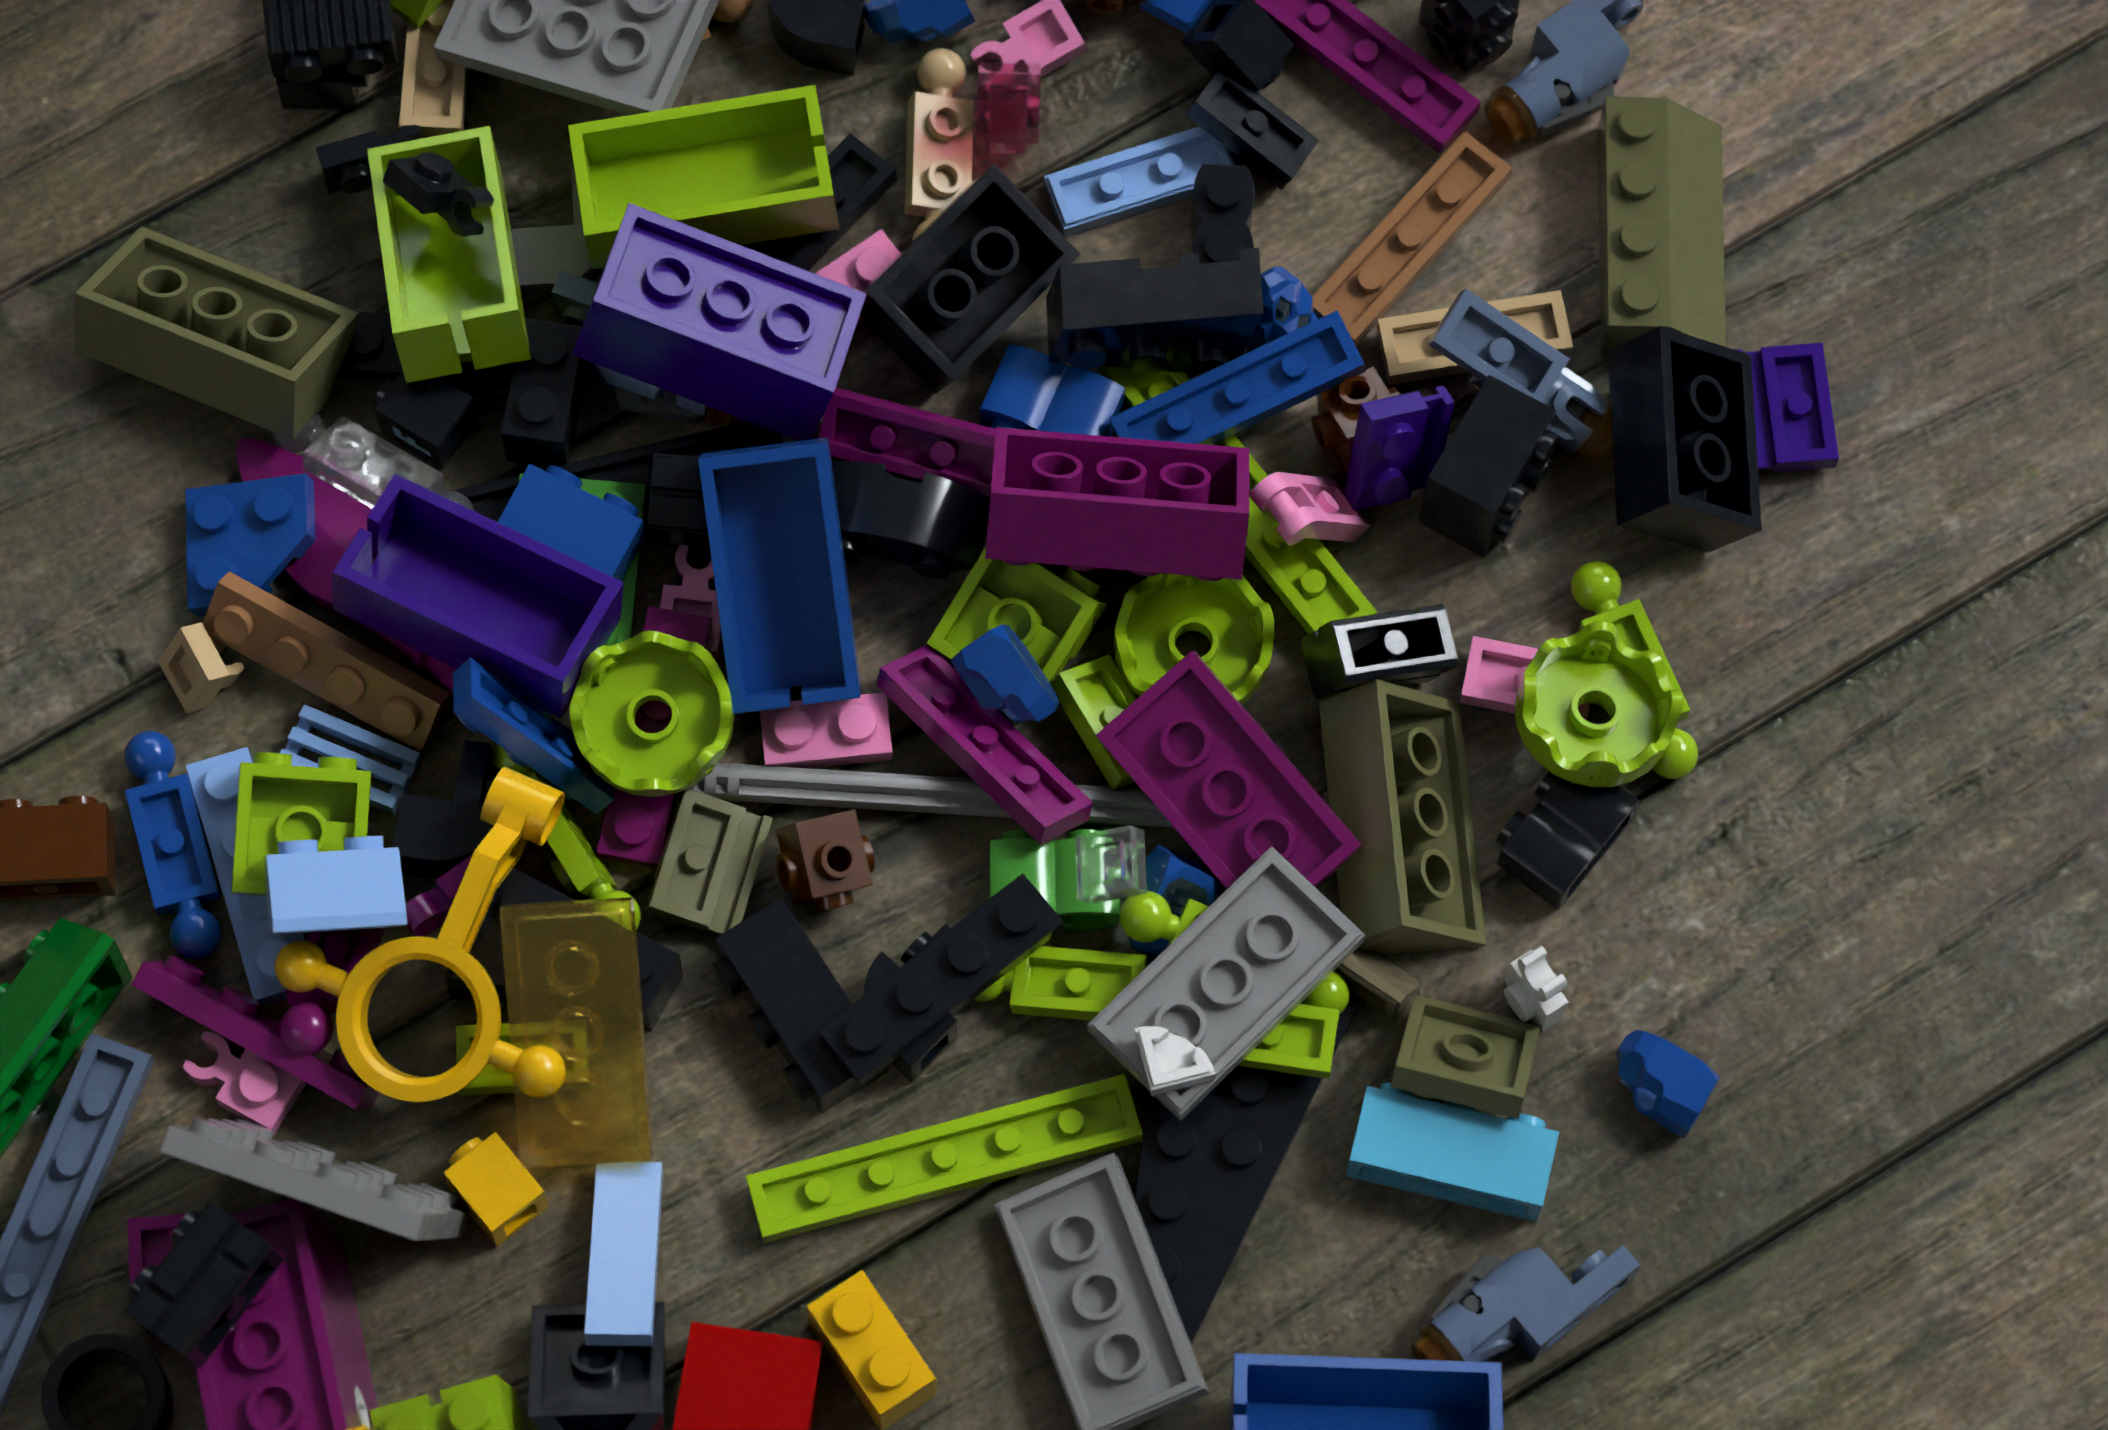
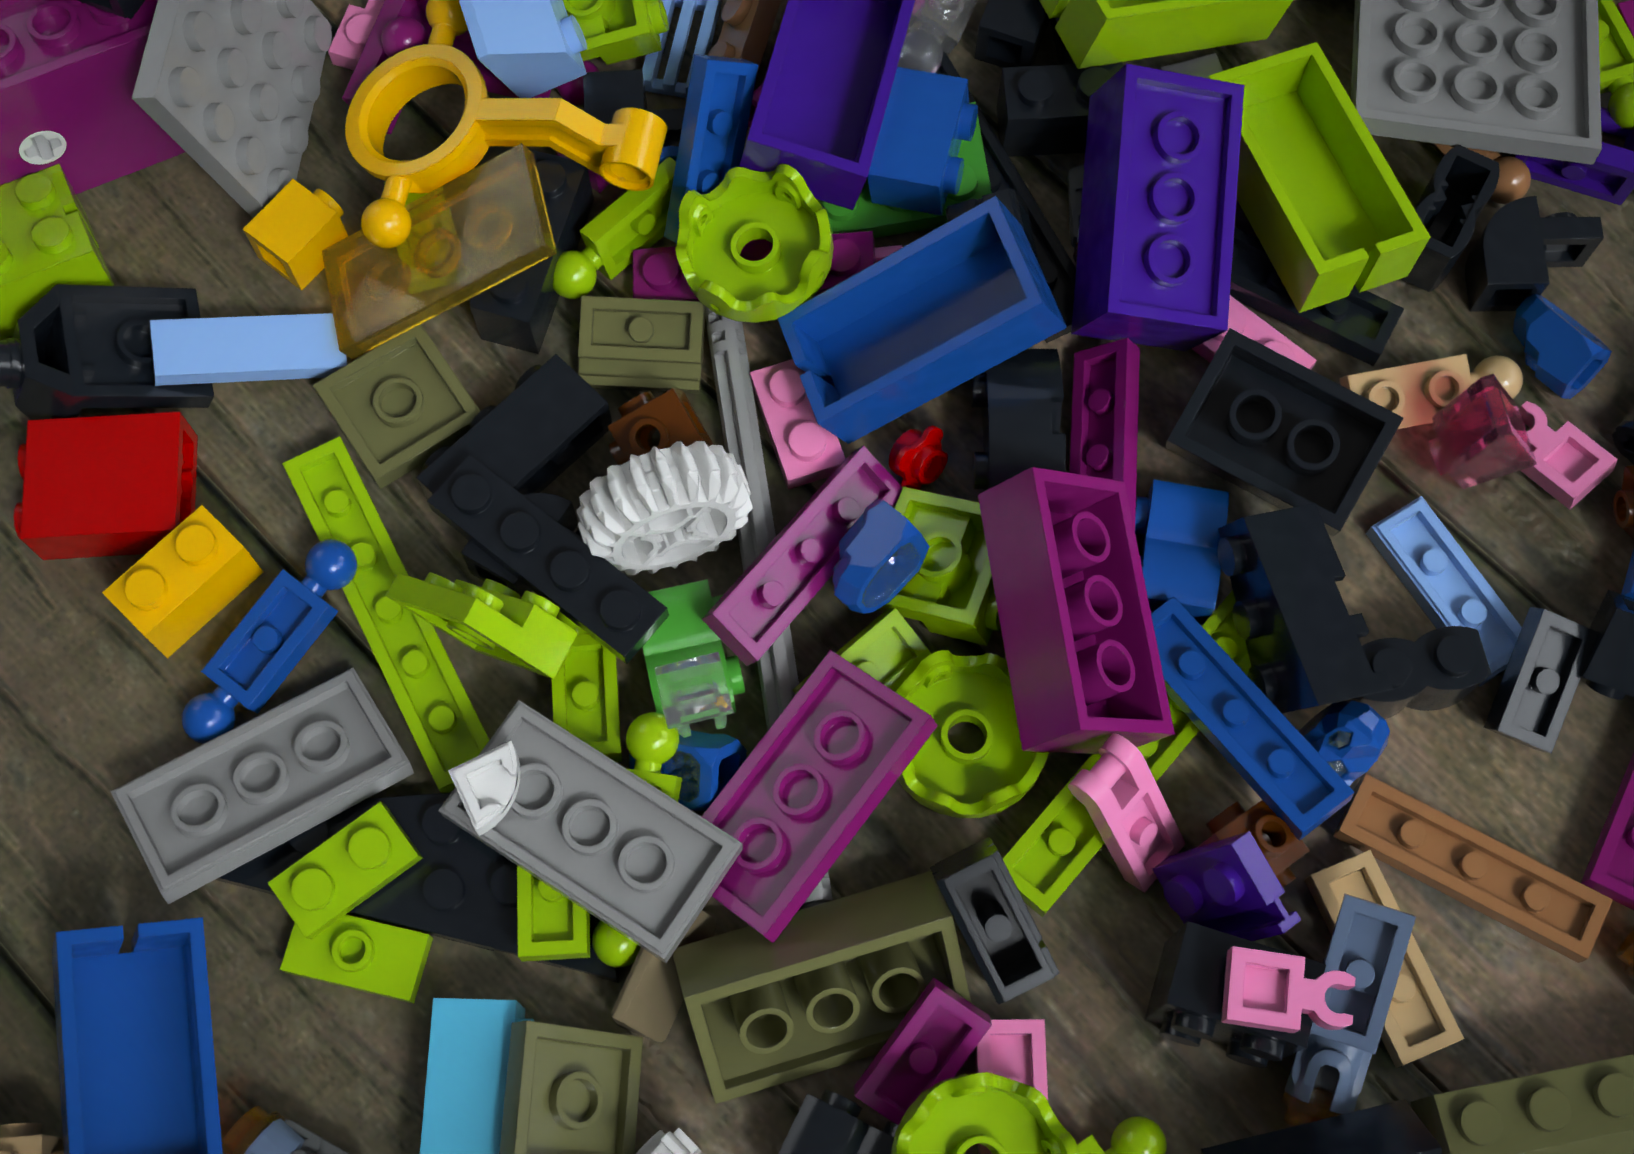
camera: 80 degrees right, 0 degrees up
(720, 1116) = (398, 405): none -> olive plate
(755, 59) = (1449, 212): none -> black brick
(899, 622) = (918, 457): none -> red plate
(917, 856) = (664, 507): none -> white gear
(952, 1277) = (269, 641): none -> blue plate
(990, 1050) = (490, 620): none -> lime plate
(1207, 1228) = (345, 870): none -> lime plate
(1281, 1244) = (361, 957): none -> lime plate
(1484, 746) = (922, 1050): none -> magenta plate
(1508, 419) = (1271, 992): none -> bright pink plate

